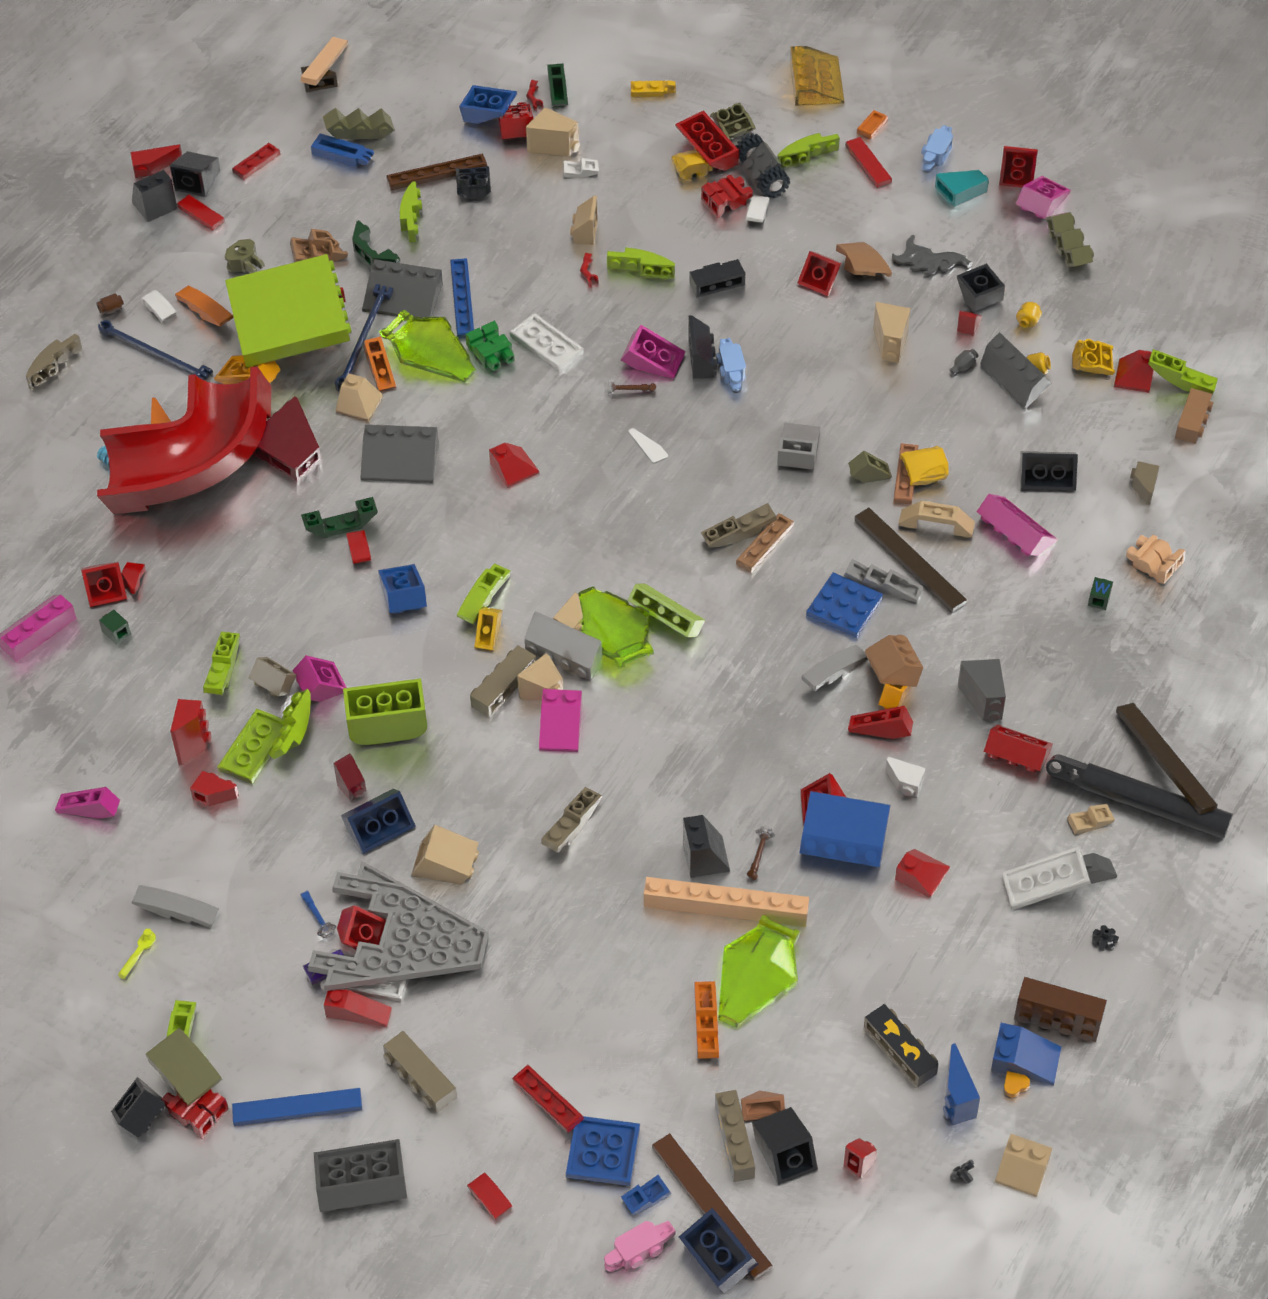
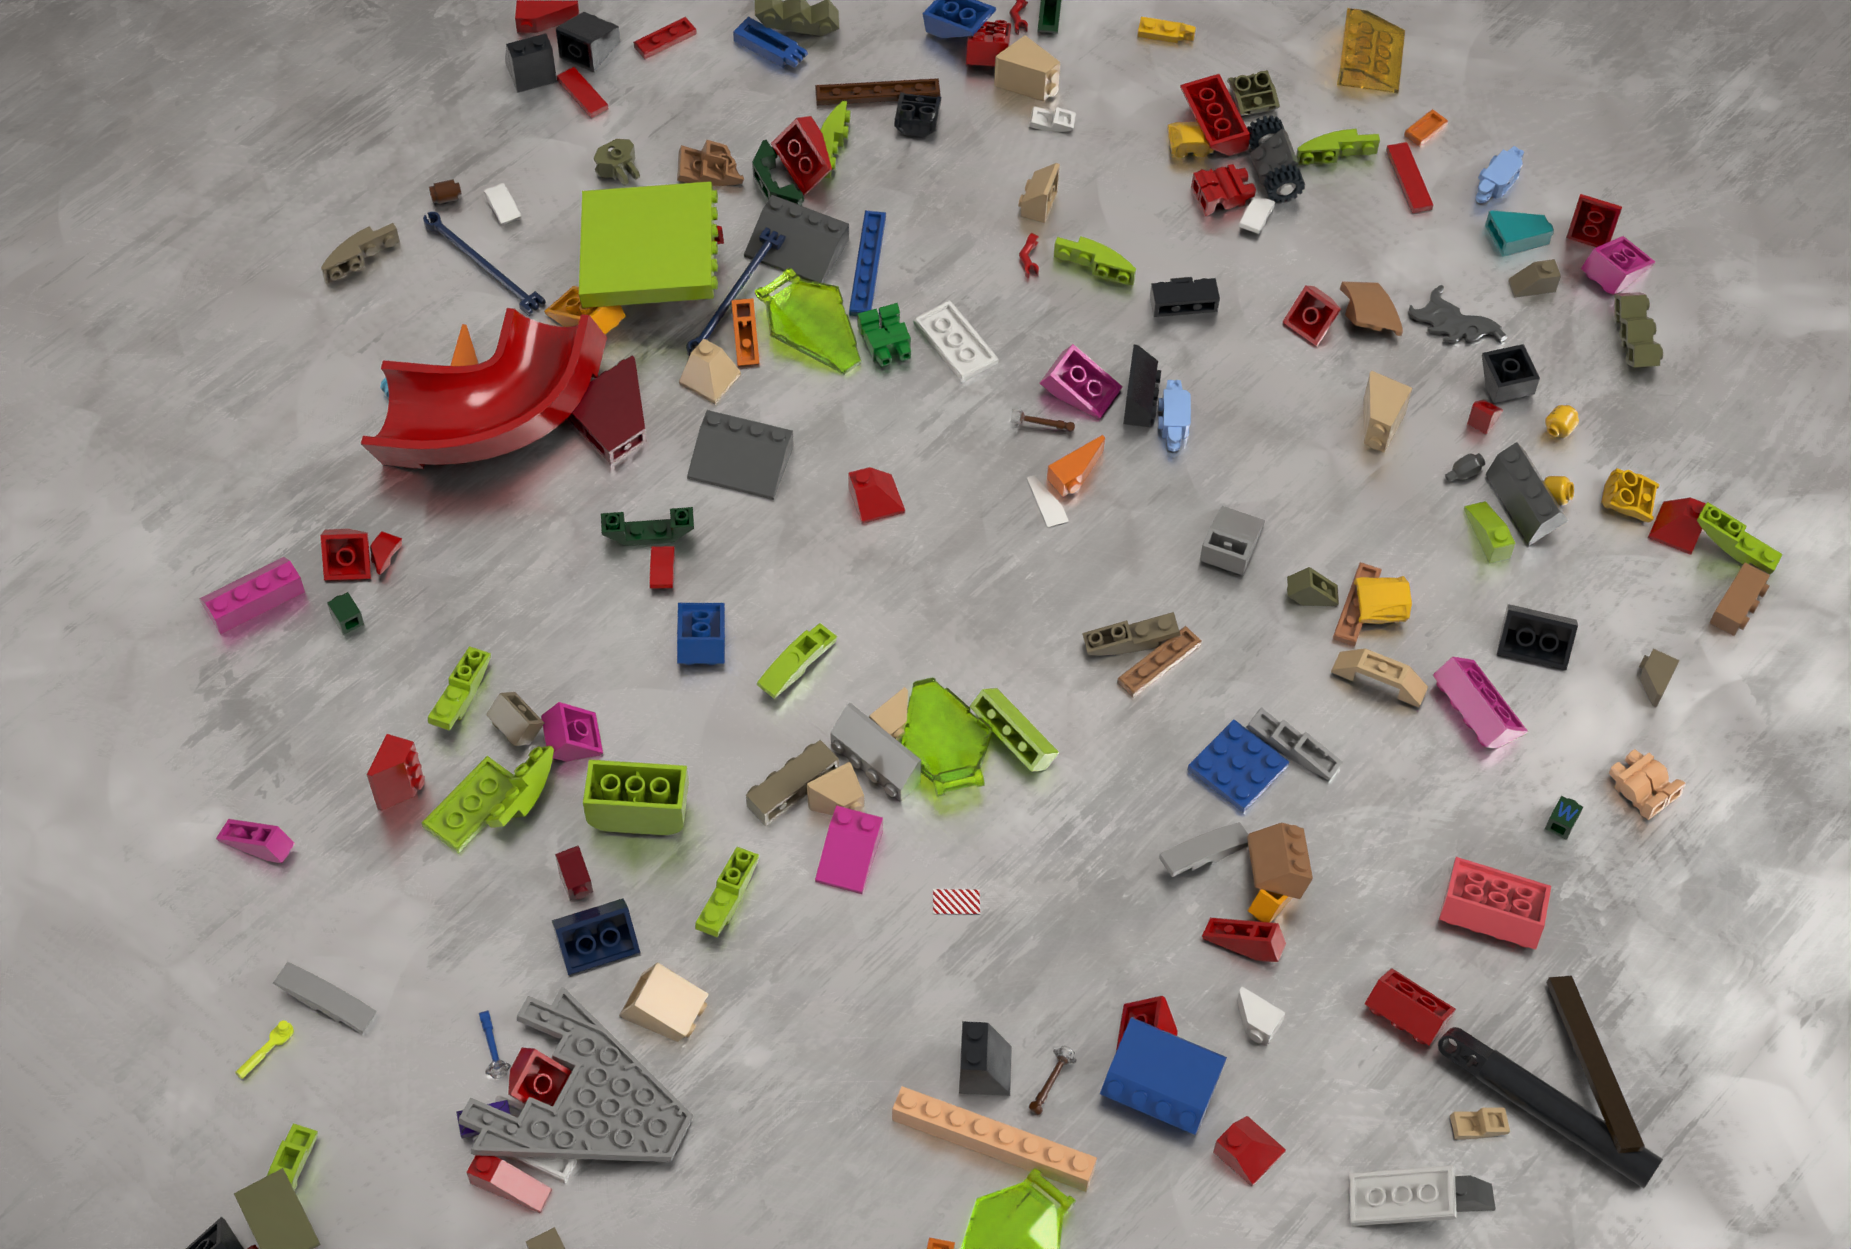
camera: 10 degrees right, 5 degrees up
(204, 305) = (555, 215): orange slope -> none
(213, 790) = (407, 853): red slope -> none
(391, 224) = (803, 153): none -> red slope
(474, 768) = (728, 892): none -> lime slope
(488, 628) = (791, 707): yellow slope -> none
(572, 821) = (831, 988): dark tan slope -> none
(652, 742) = (956, 901): none -> sticker
(662, 418) = (1072, 470): none -> orange slope
(910, 560) = (1335, 722): dark brown tile -> none
(983, 687) = (1385, 917): dark grey slope -> none
(984, 217) = (1536, 279): none -> dark tan slope
(995, 403) = (1490, 532): none -> lime slope
(1064, 663) = (1496, 903): none -> coral slope

